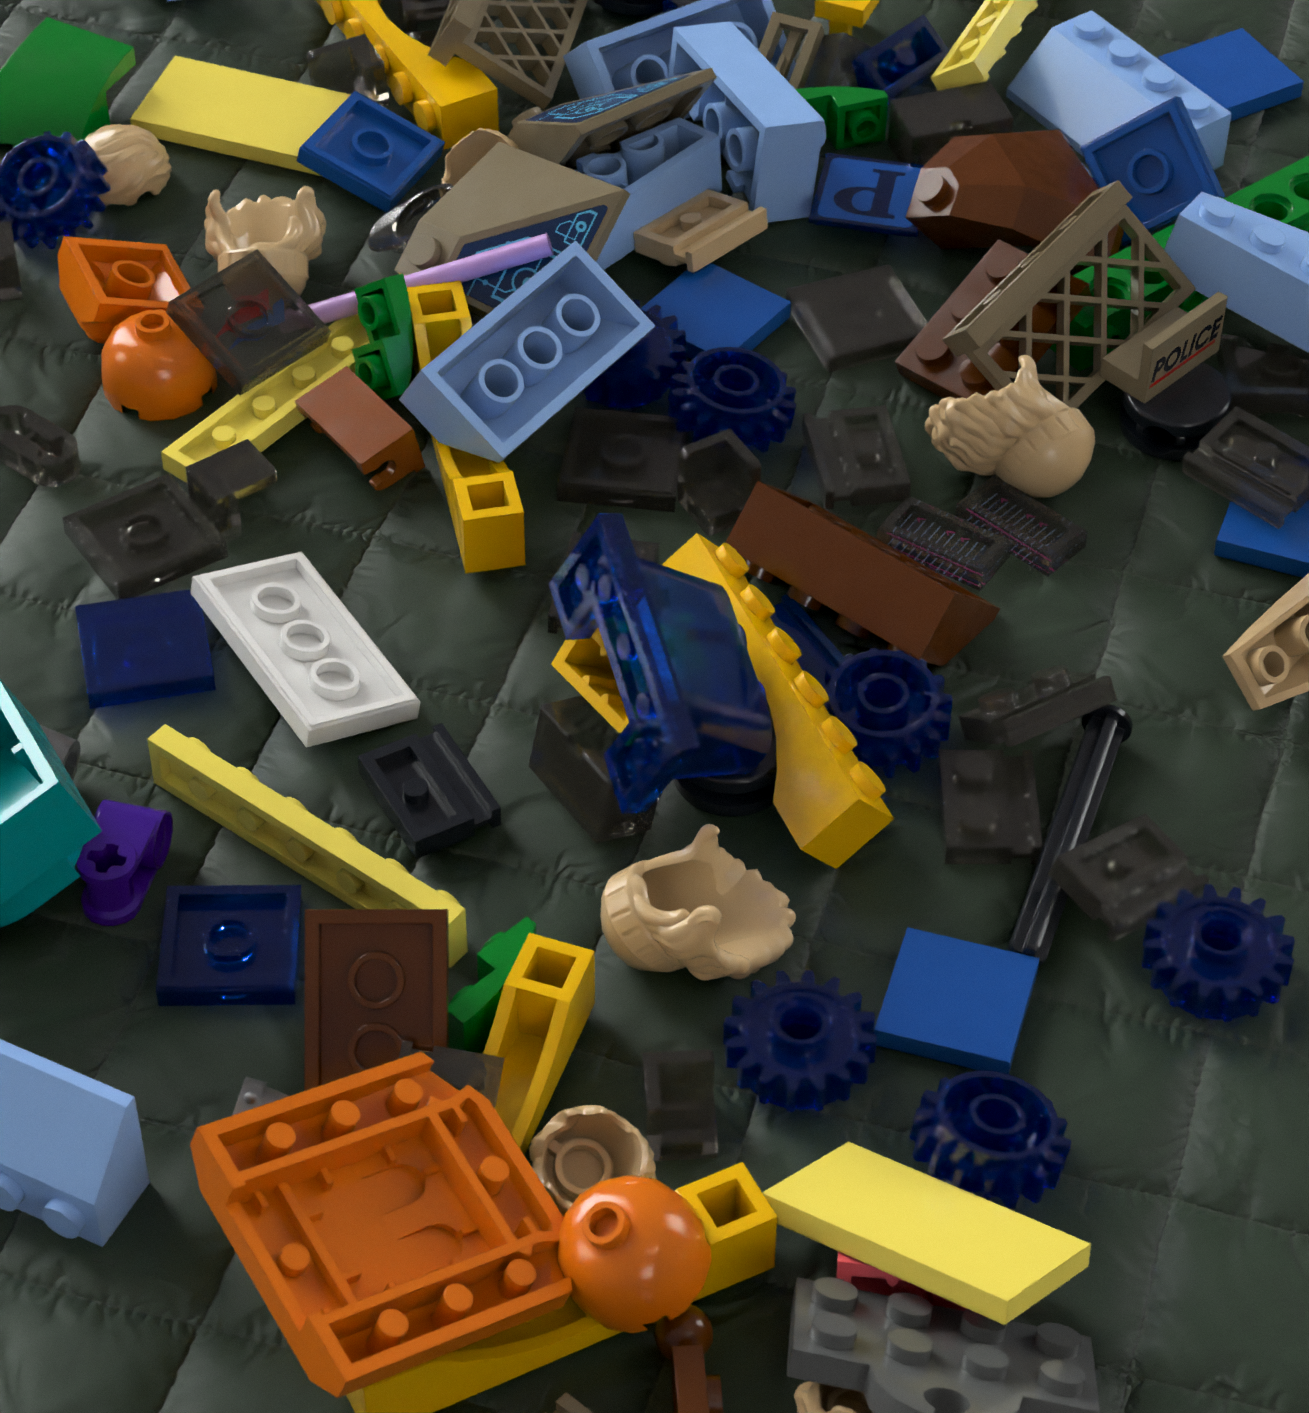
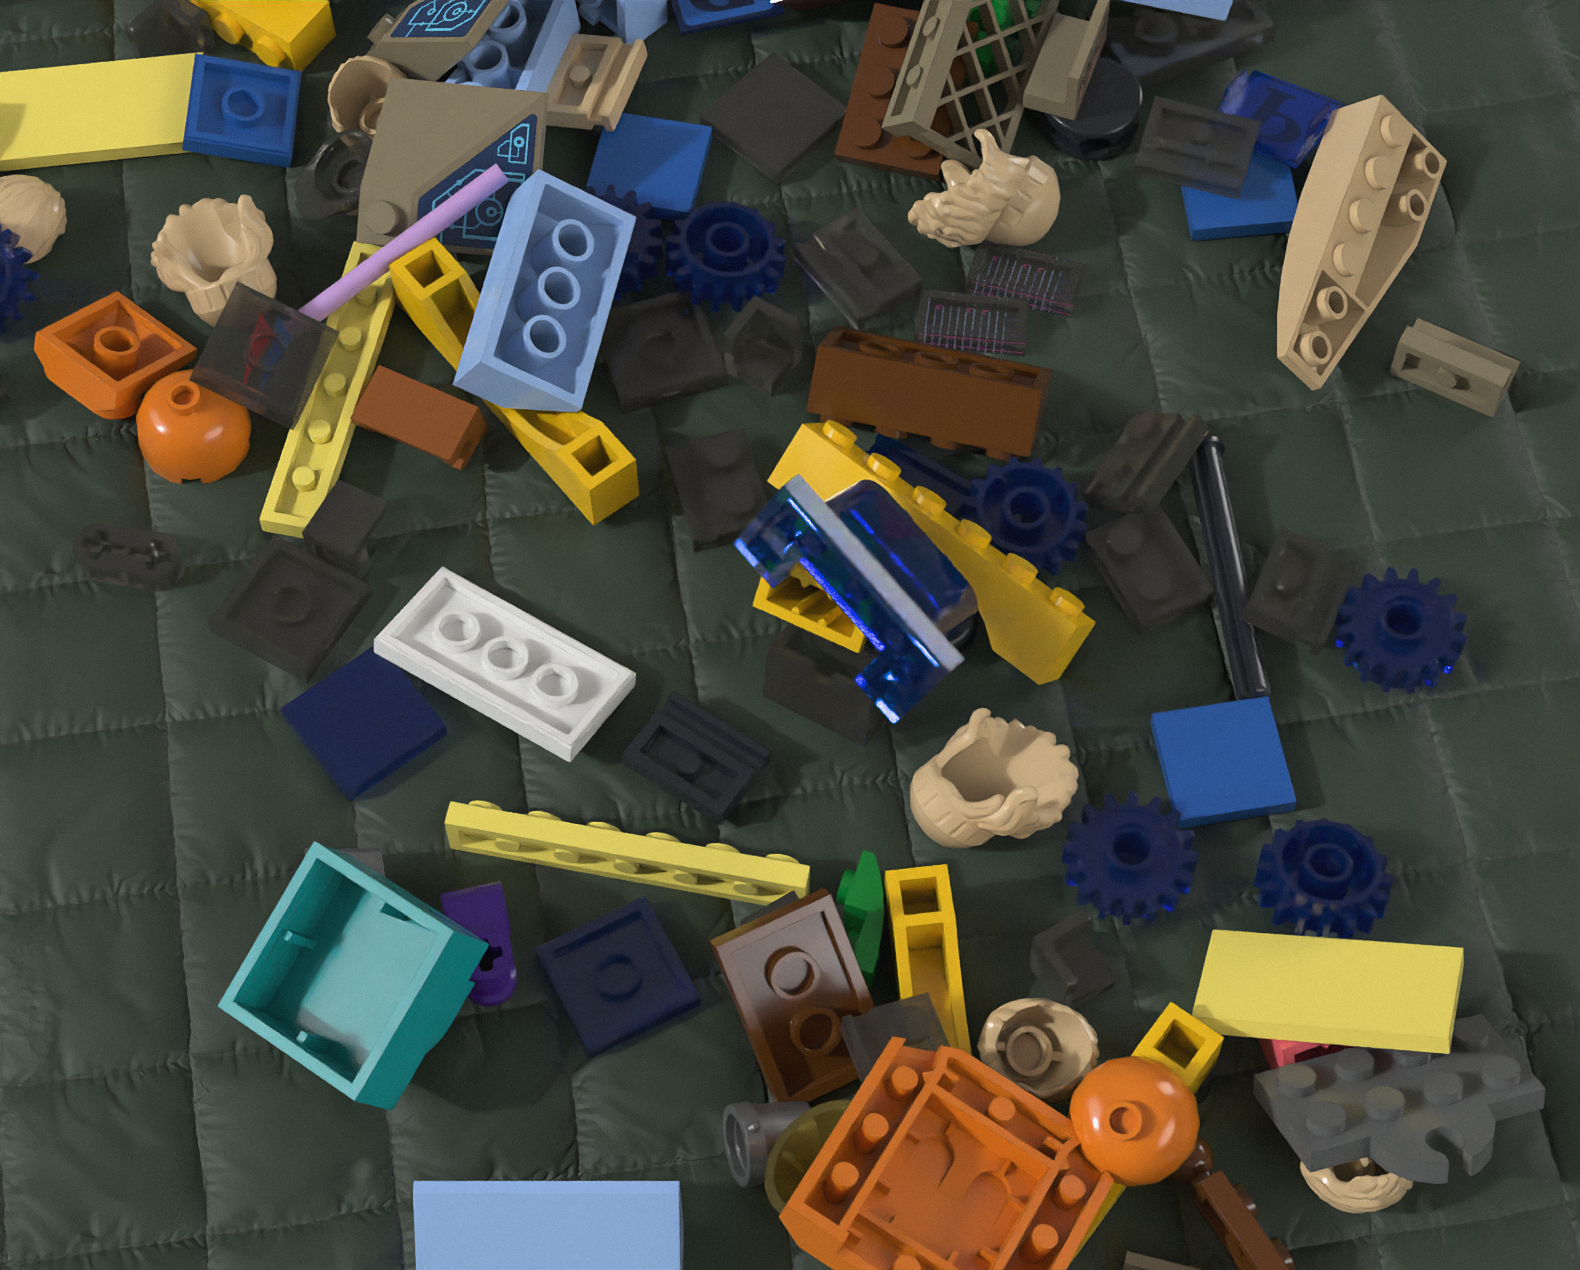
camera: 25 degrees left, 15 degrees up
(387, 316) = (402, 332): green slope -> none

